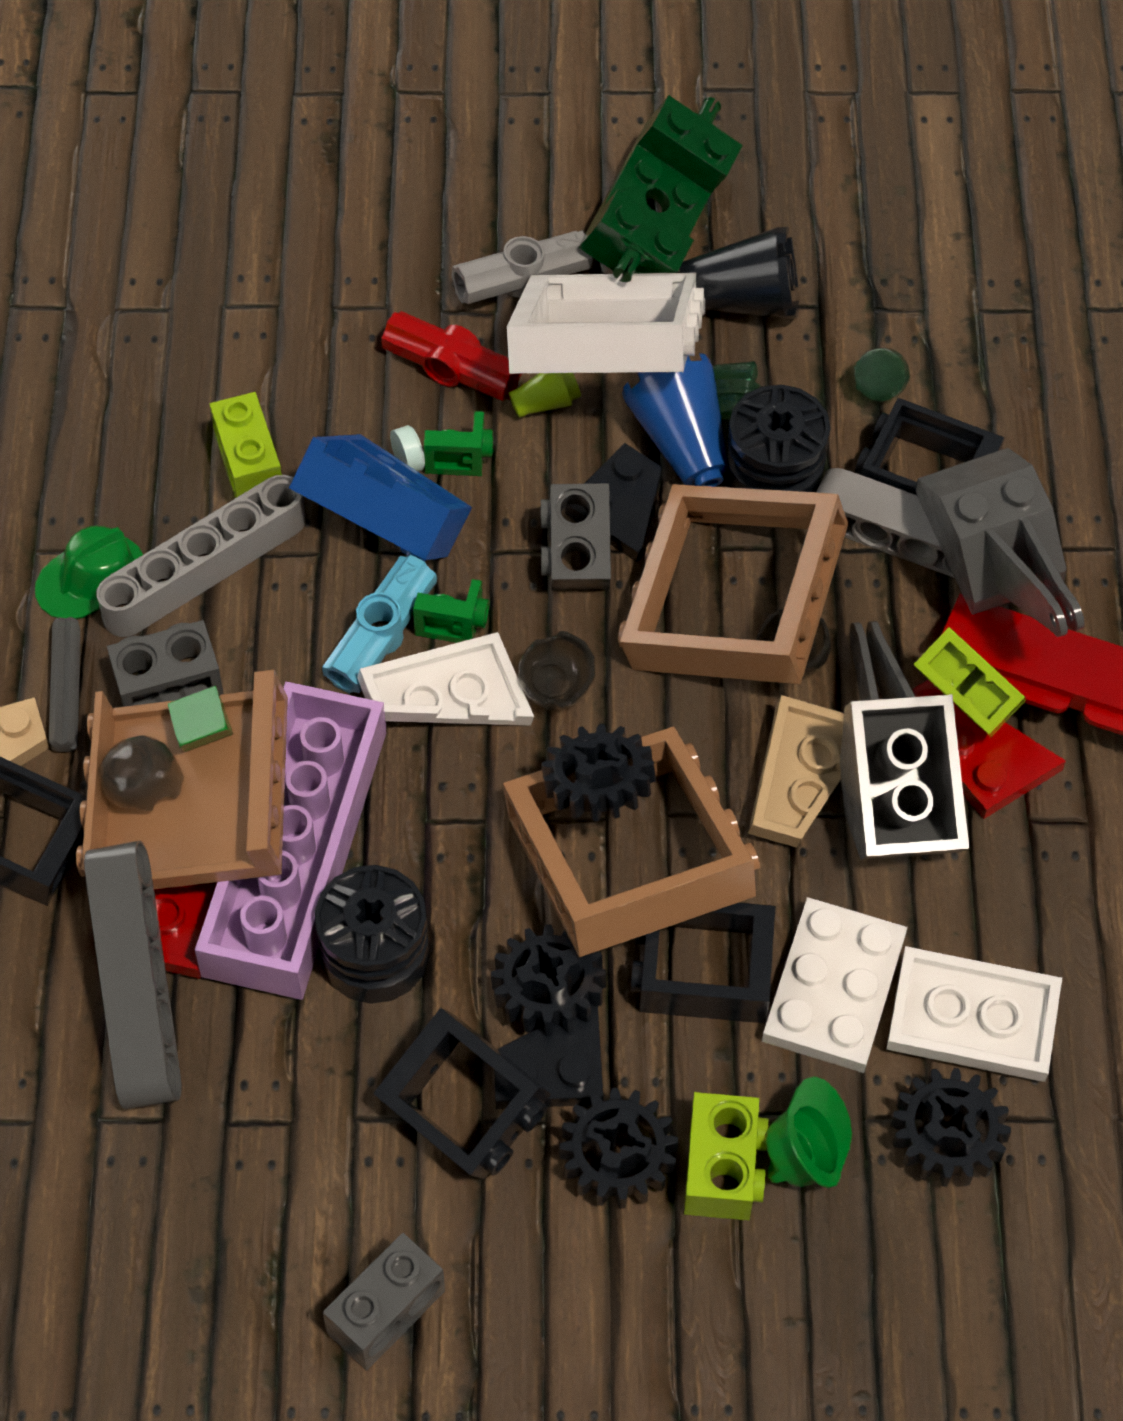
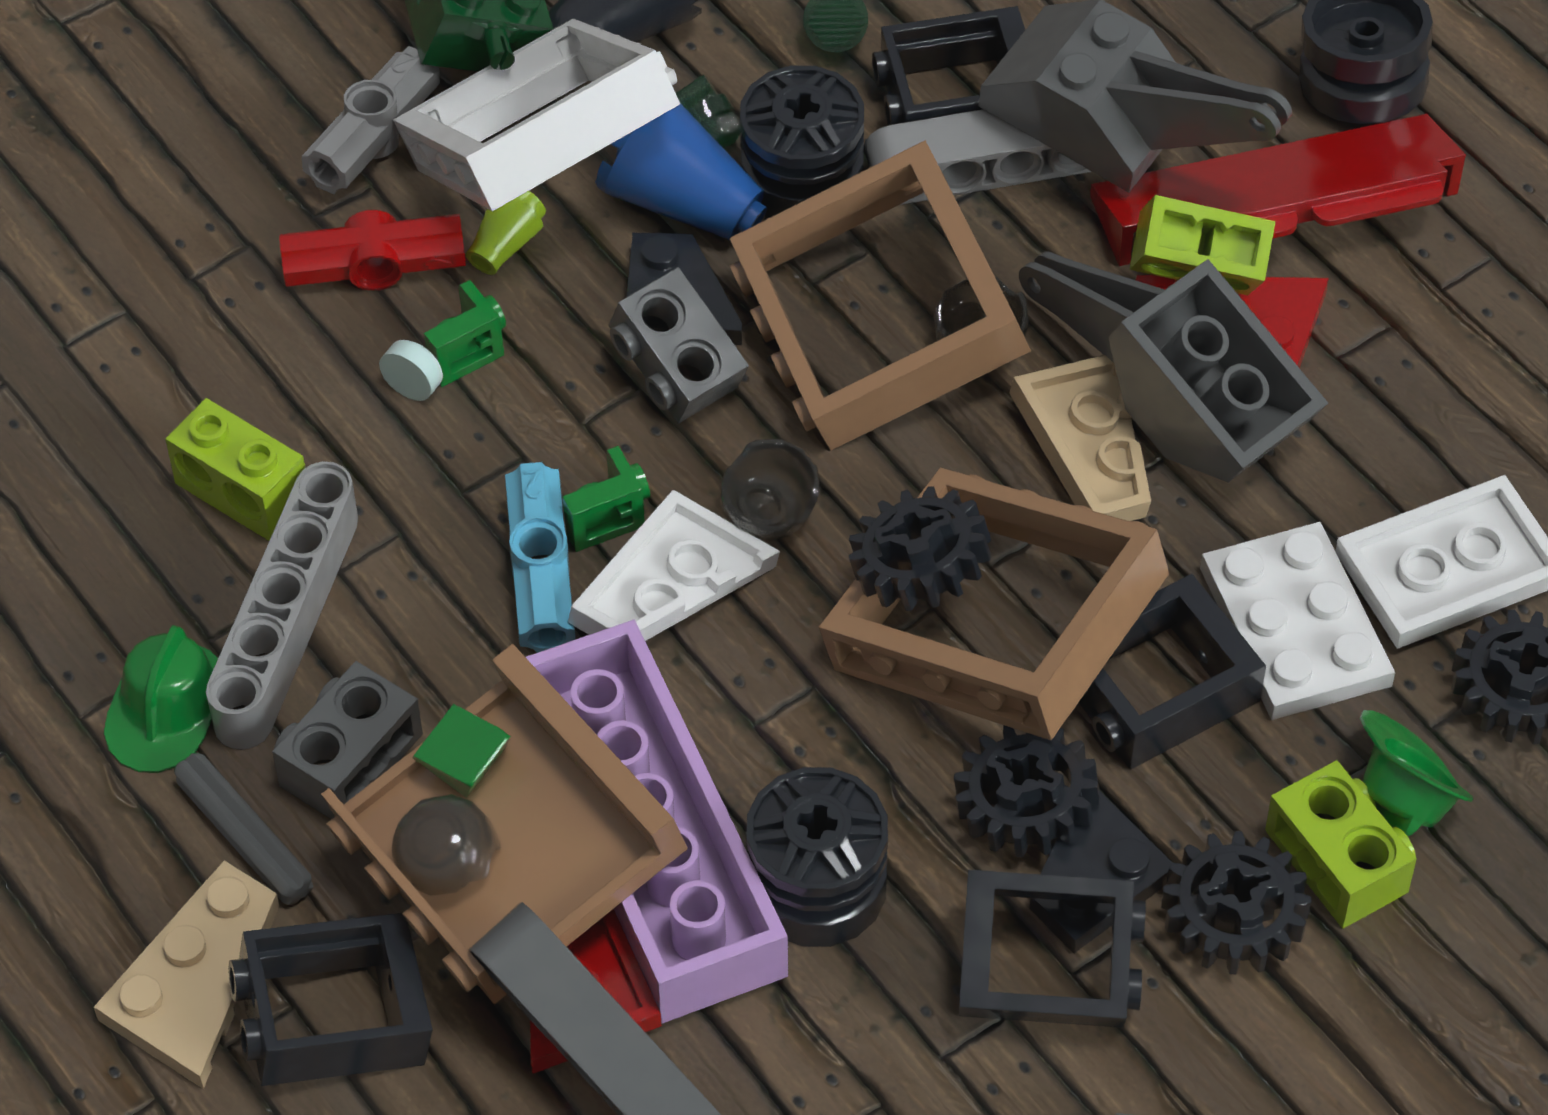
camera: 35 degrees left, 5 degrees down
(381, 494) = (438, 425): blue wedge -> none

